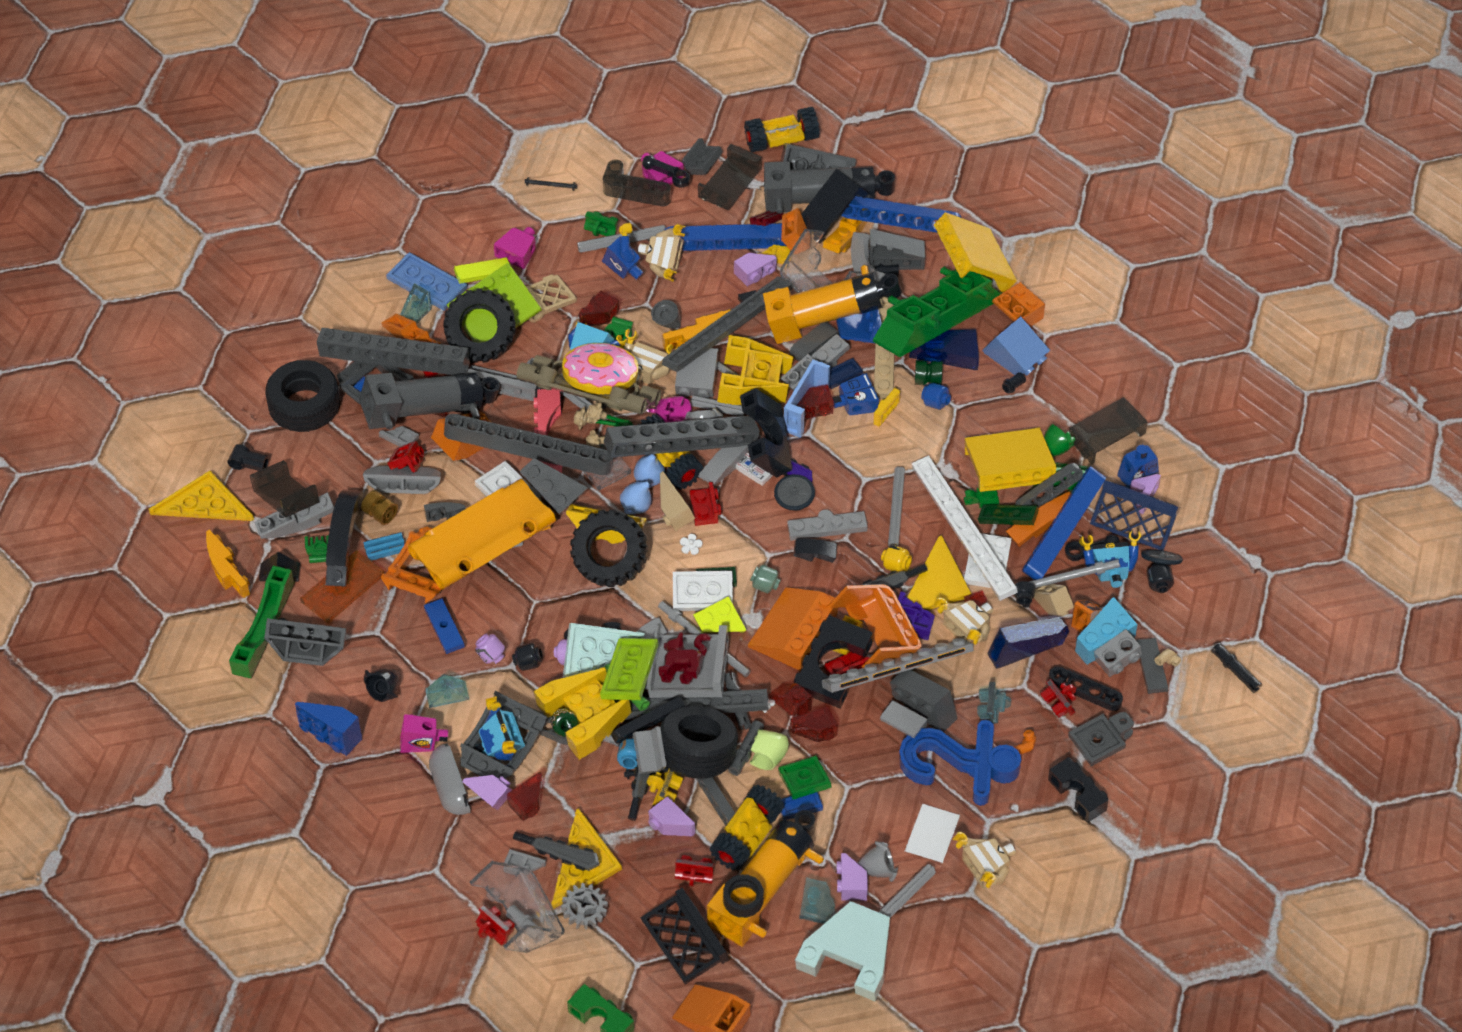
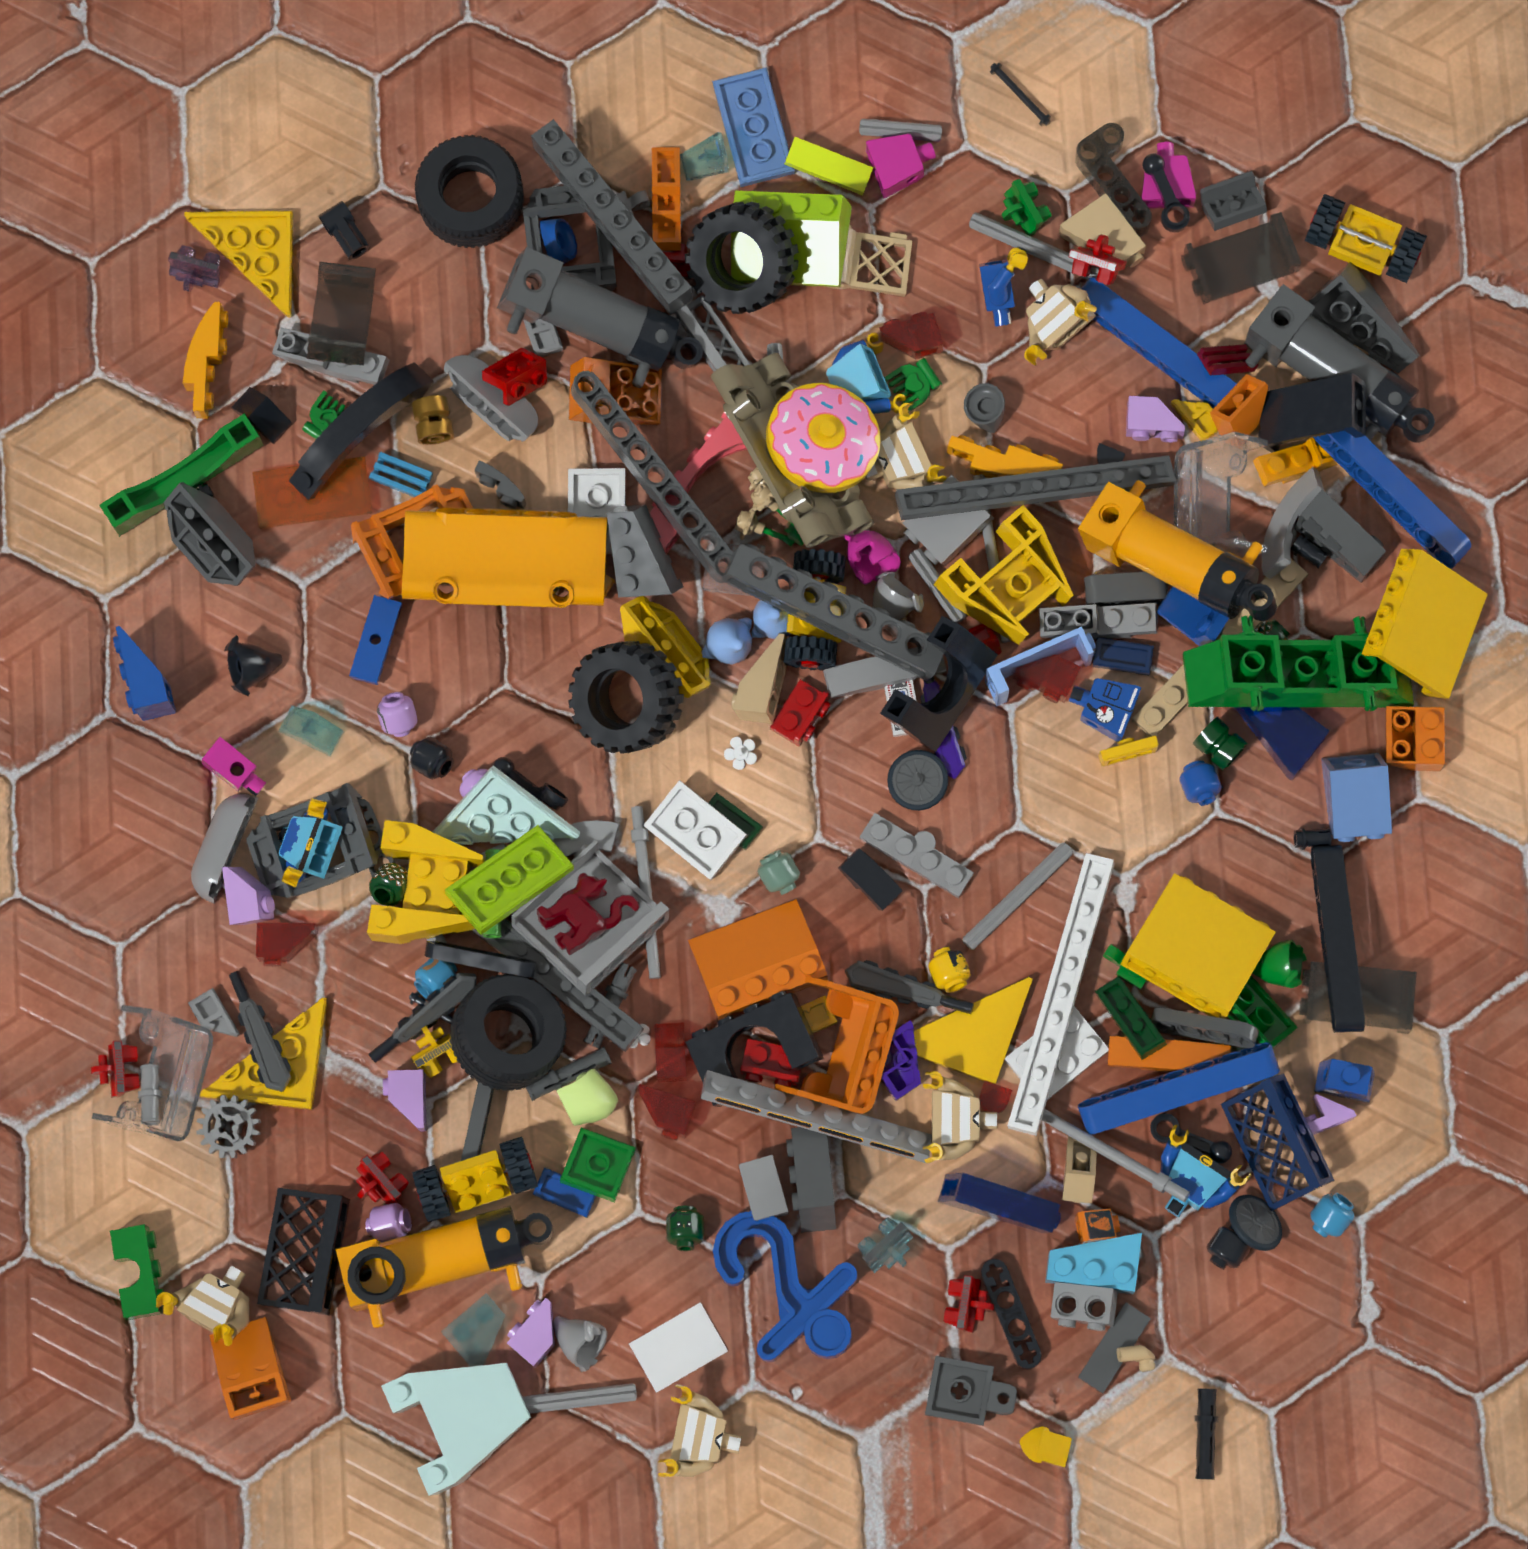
camera: 45 degrees right, 25 degrees up
(179, 529) = (194, 271): none -> hips
(489, 242) = (886, 128): none -> light grey axle
(649, 751) = (444, 1000): light grey panel -> none
(653, 209) = (1105, 219): none -> tan slope
(661, 996) = (212, 1304): none -> torso
(668, 214) = (1107, 264): none -> red hips
(715, 882) = (388, 1222): none -> lavender head
(719, 614) = (683, 882): neon yellow wing -> none
(880, 770) = (685, 1227): none -> dark green head
(1025, 593) = (1047, 1141): black piece -> none
(1028, 742) = (880, 1329): orange arm -> none
(1069, 776) = (885, 1408): black arch -> none
(1072, 407) = (1337, 939): none -> black beam
(1165, 731) = (1045, 1446): none -> yellow tile
(1194, 528) = (1332, 1215): none -> dark azure head

